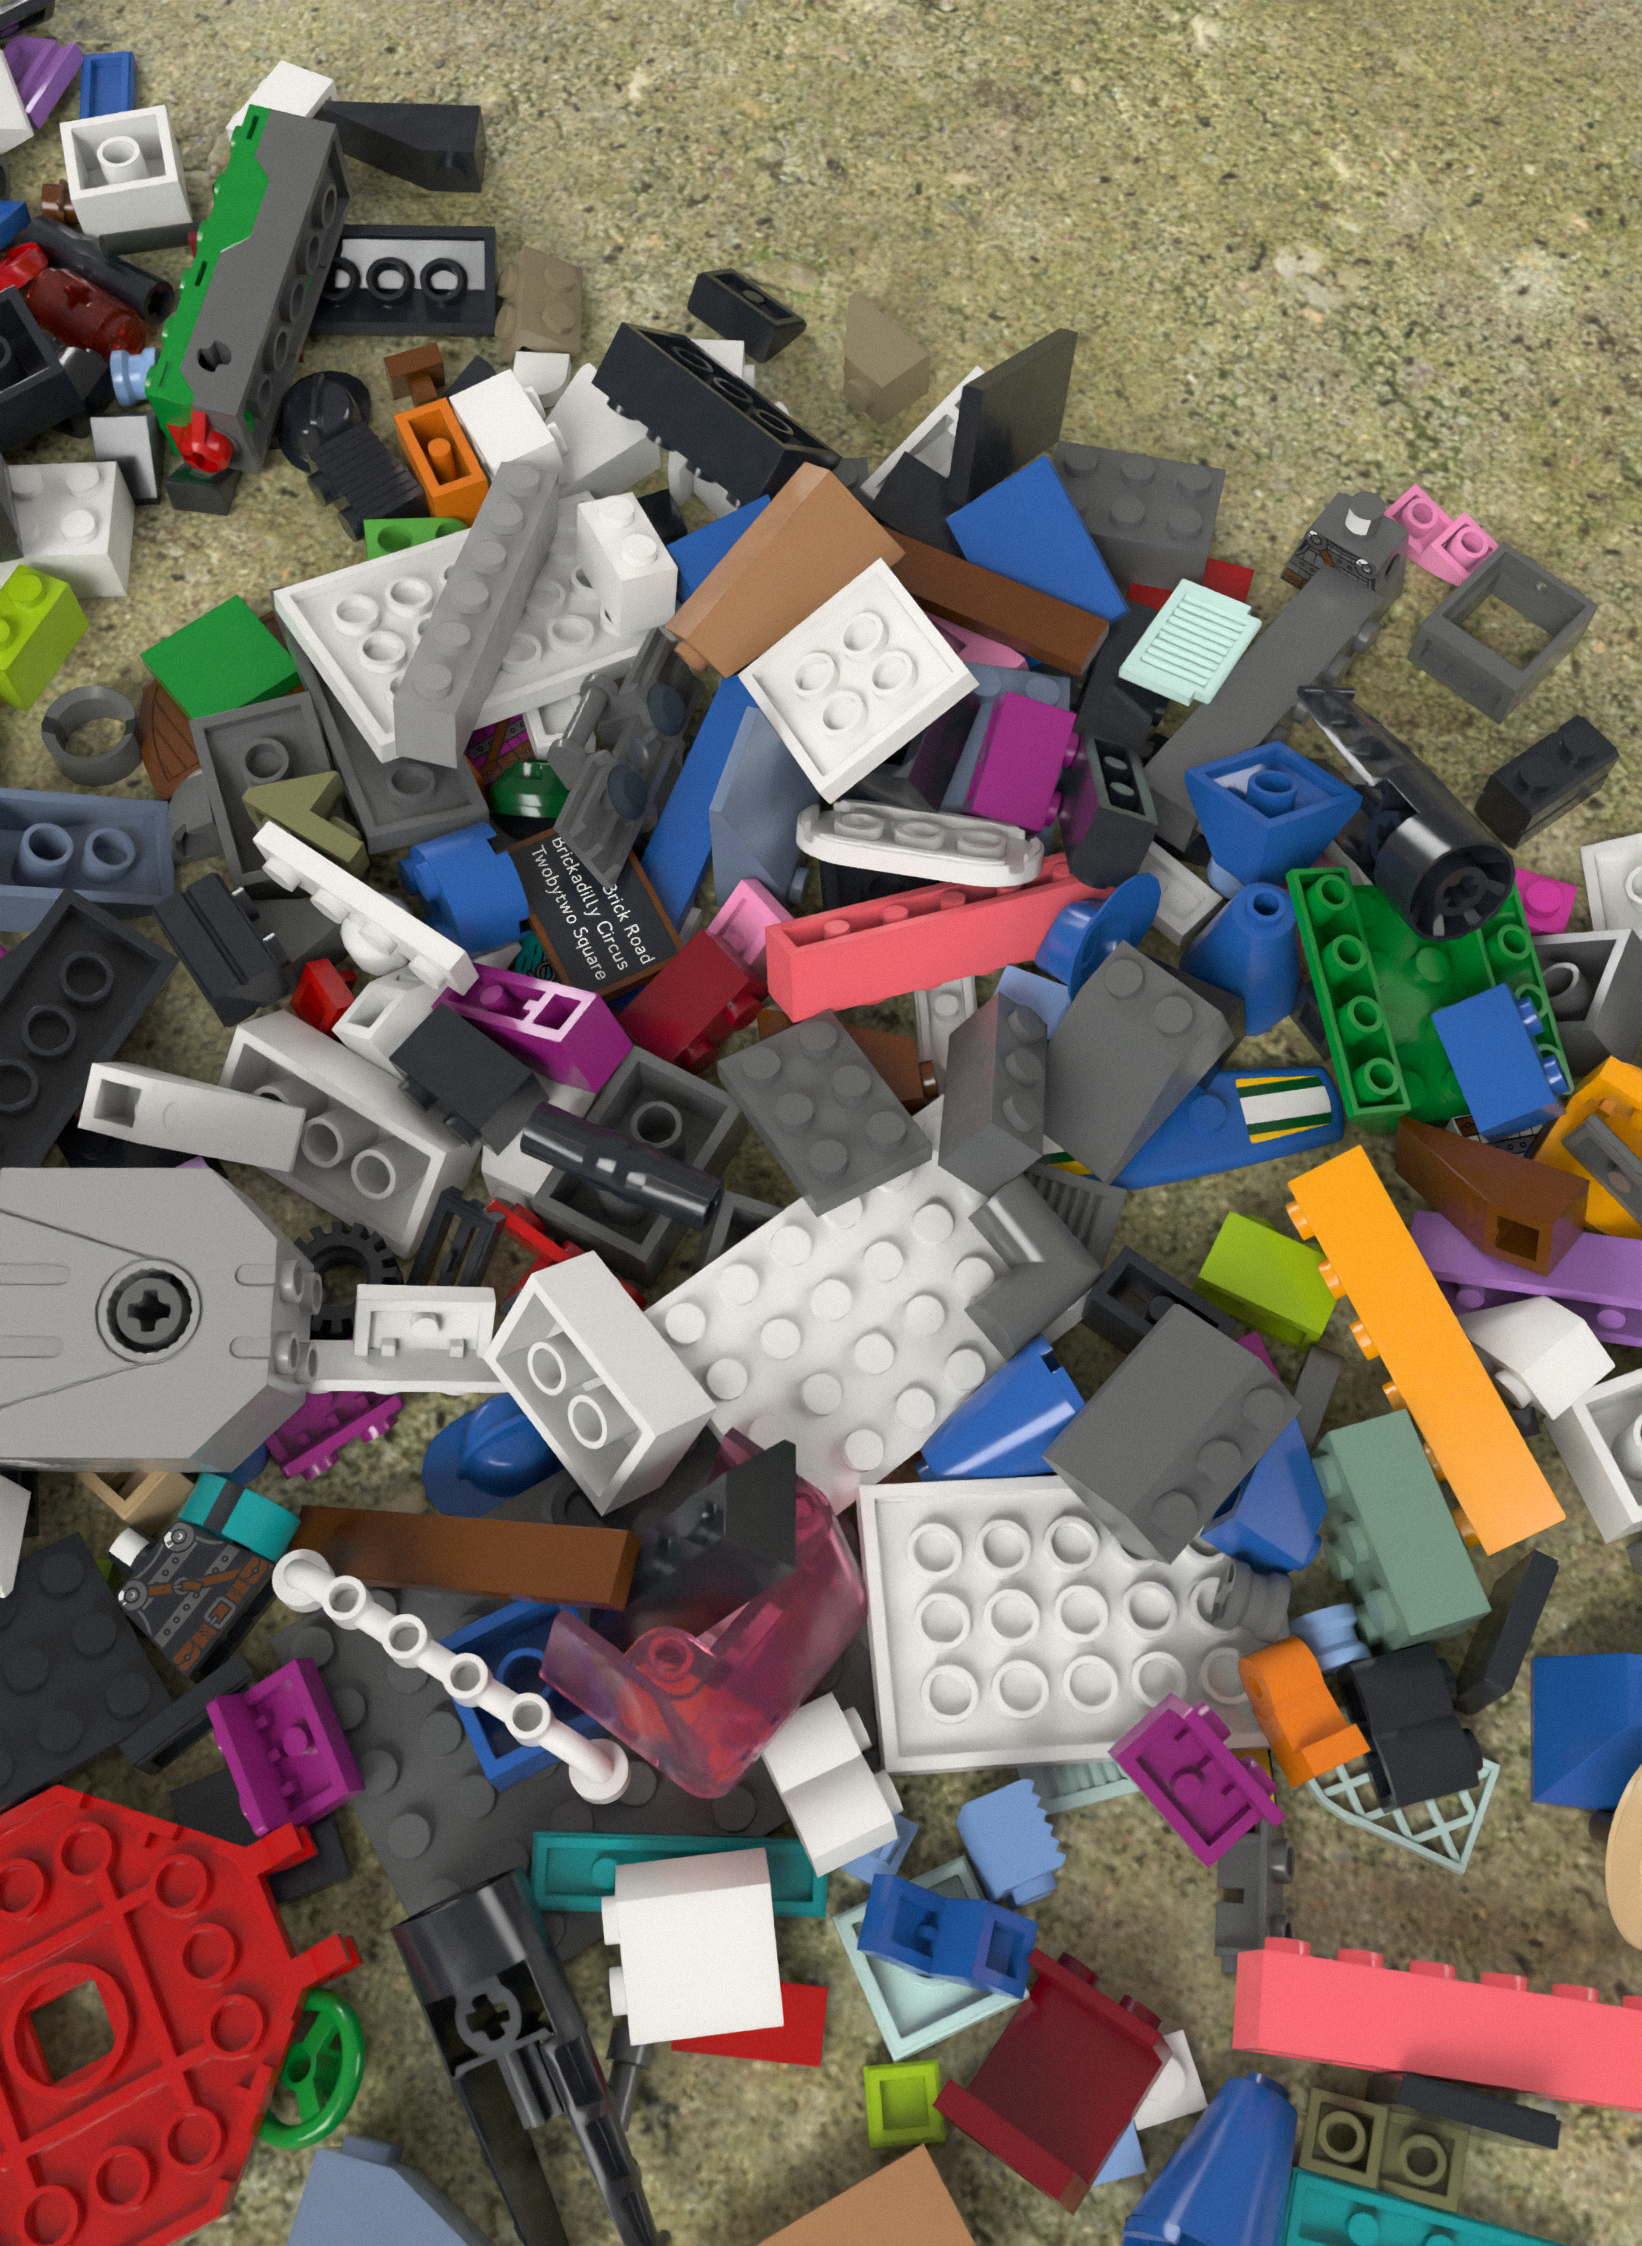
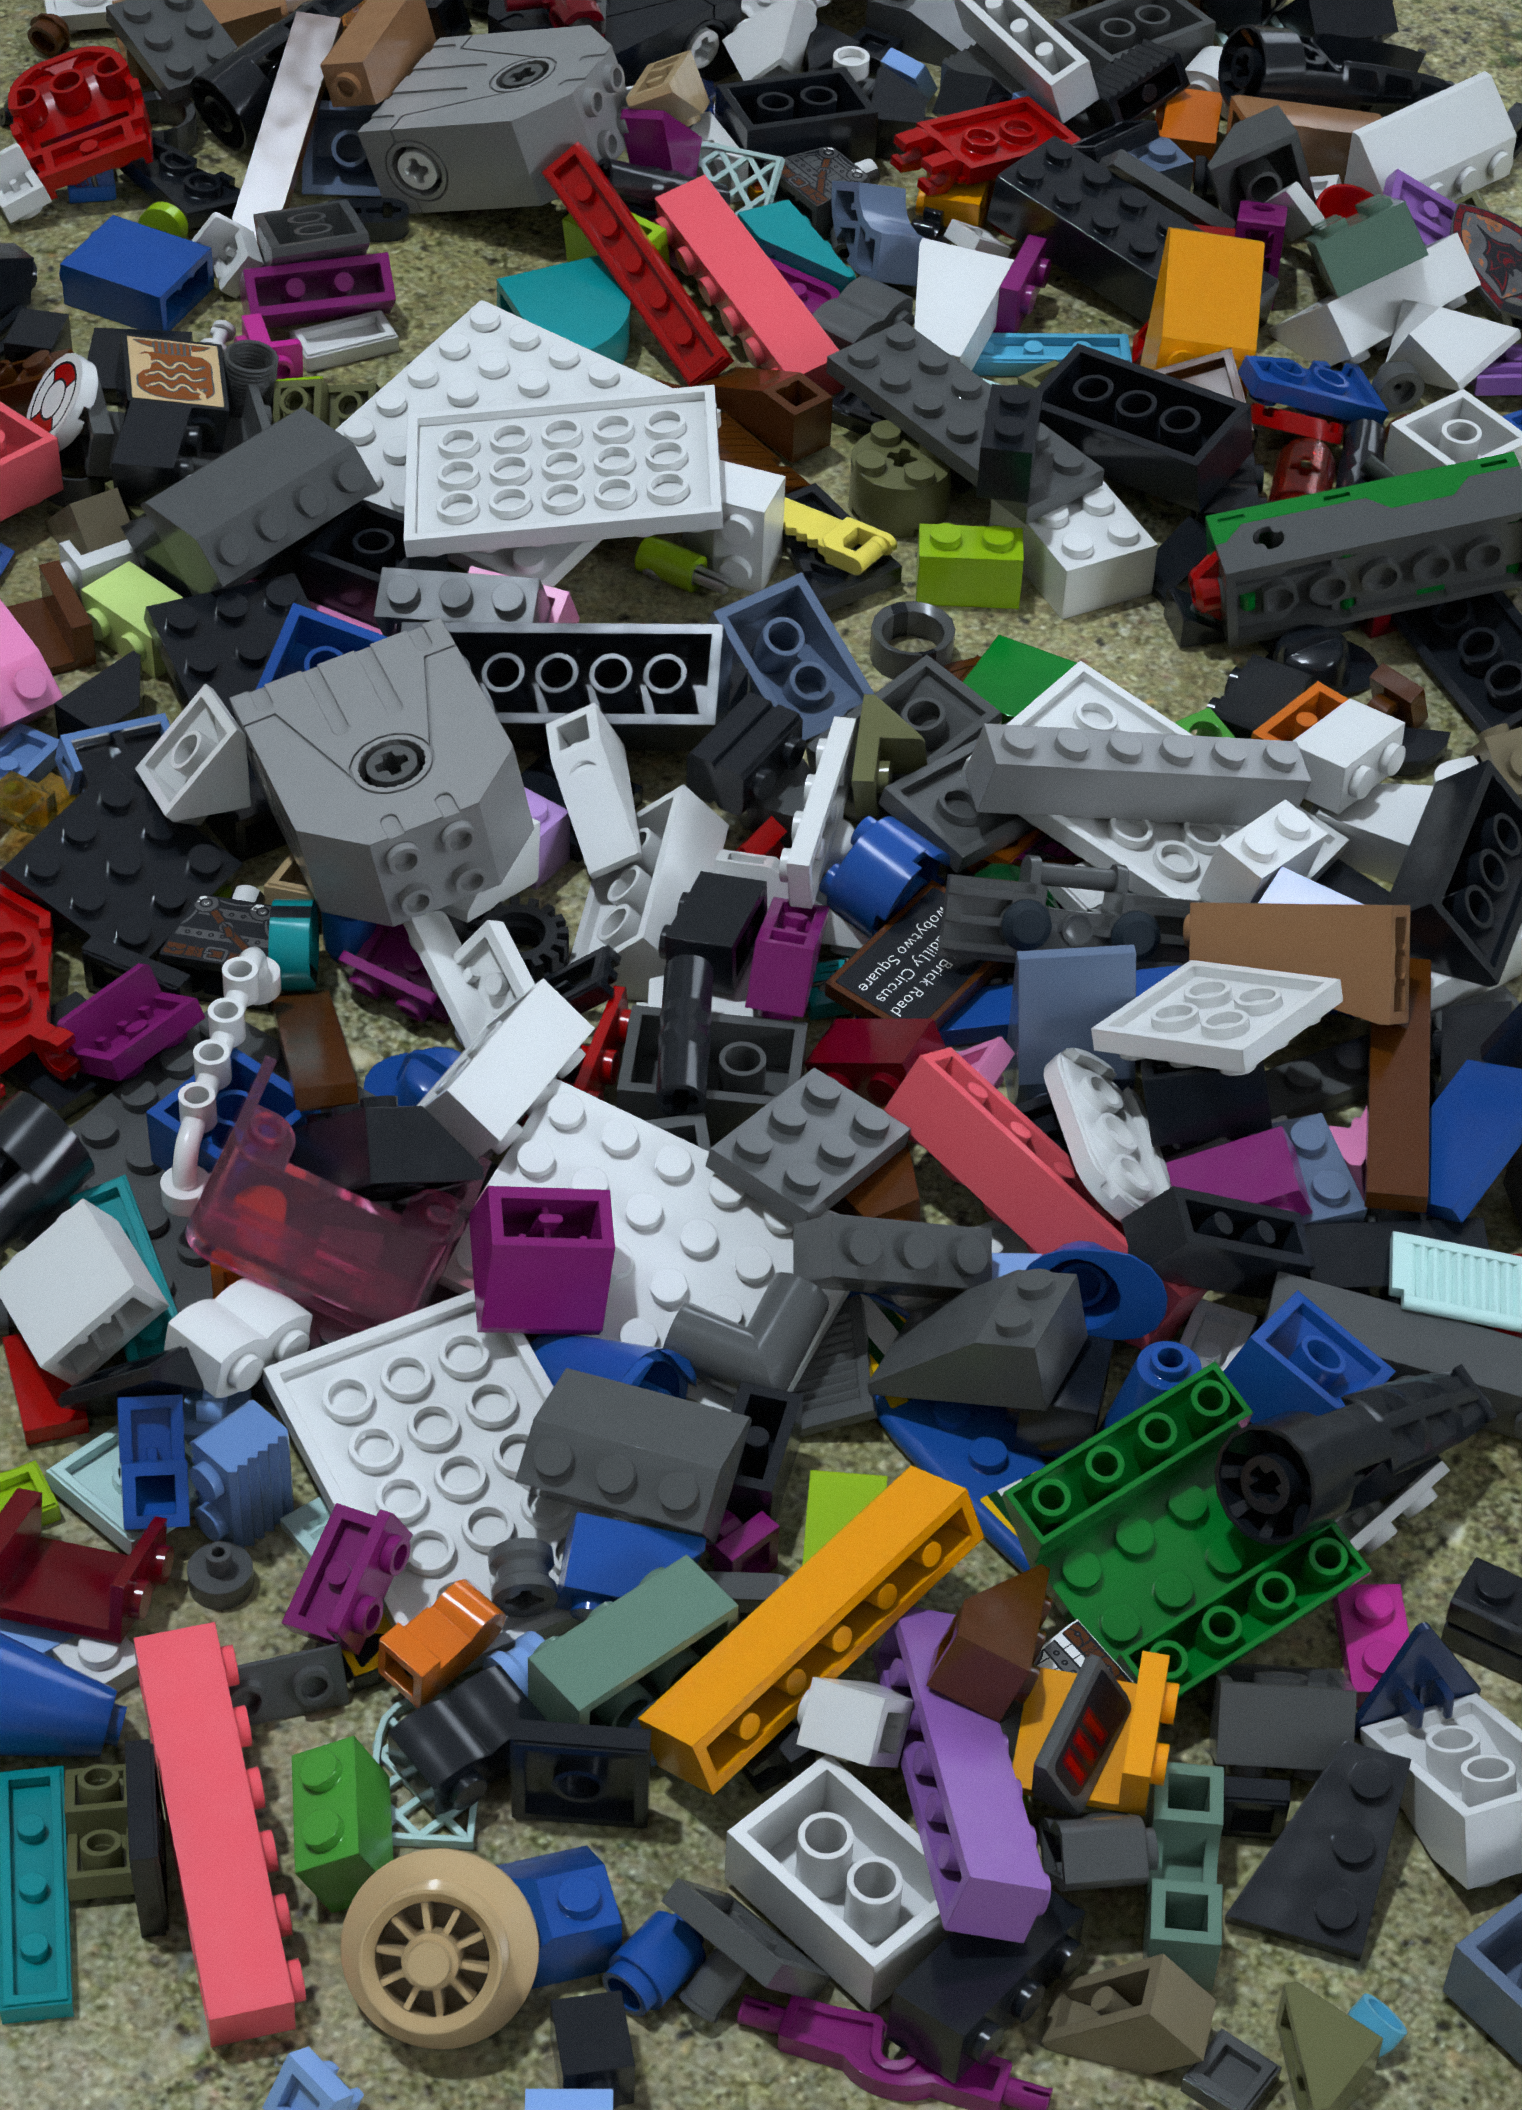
camera: 65 degrees right, 20 degrees down
(840, 1927) = (154, 1374): none -> black slope
(884, 1426) = (541, 1259): none -> magenta slope
(1071, 1919) = (220, 1575): none -> dark grey tile
(1482, 1893) = (340, 1820): none -> bright green brick
(1500, 1062) = (1133, 1603): blue brick -> none
(1587, 873) = (1417, 1678): none -> dark blue piece

